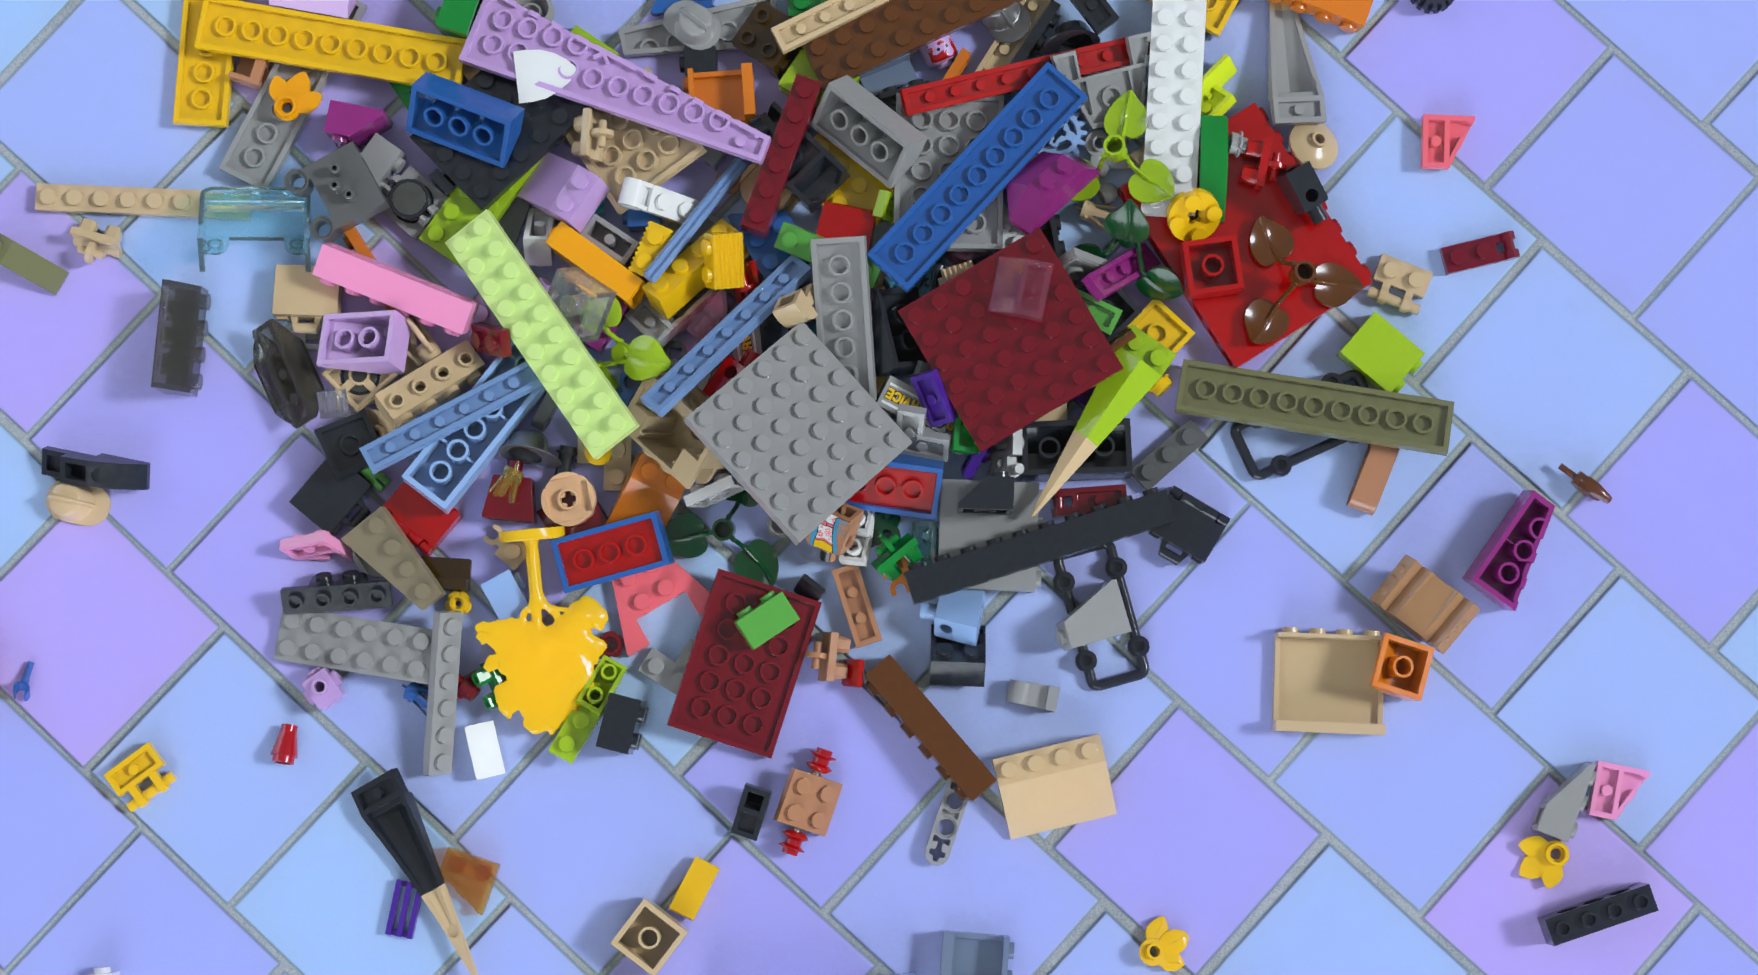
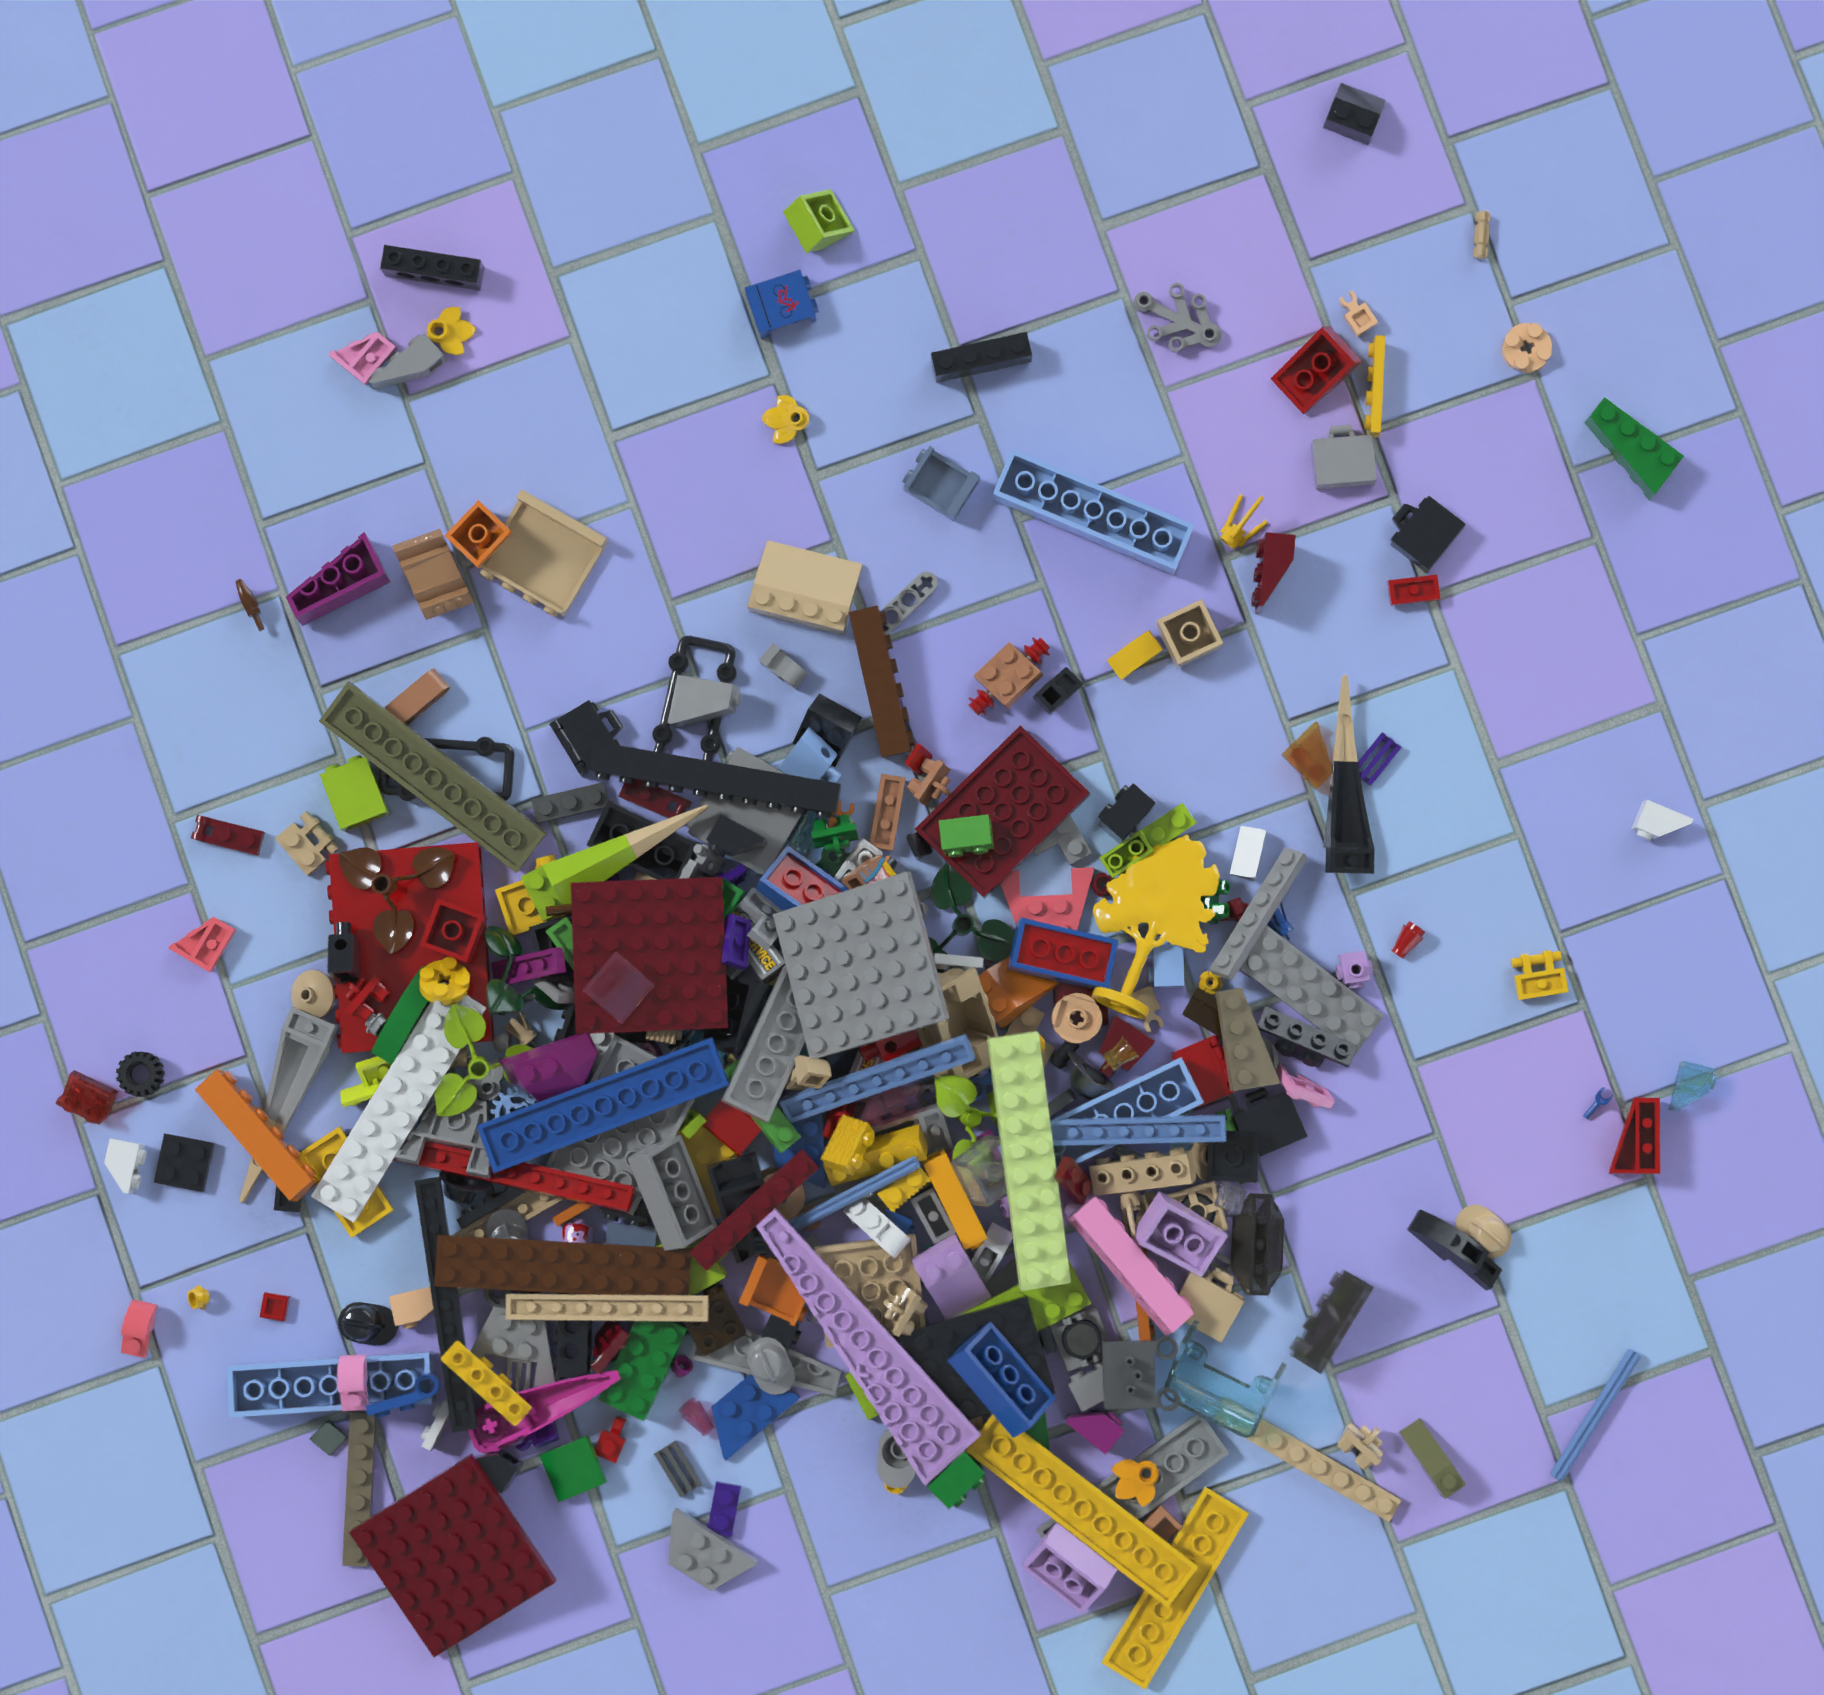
camera: 150 degrees left, 0 degrees up
(539, 66) = (916, 1391): white sticker -> none

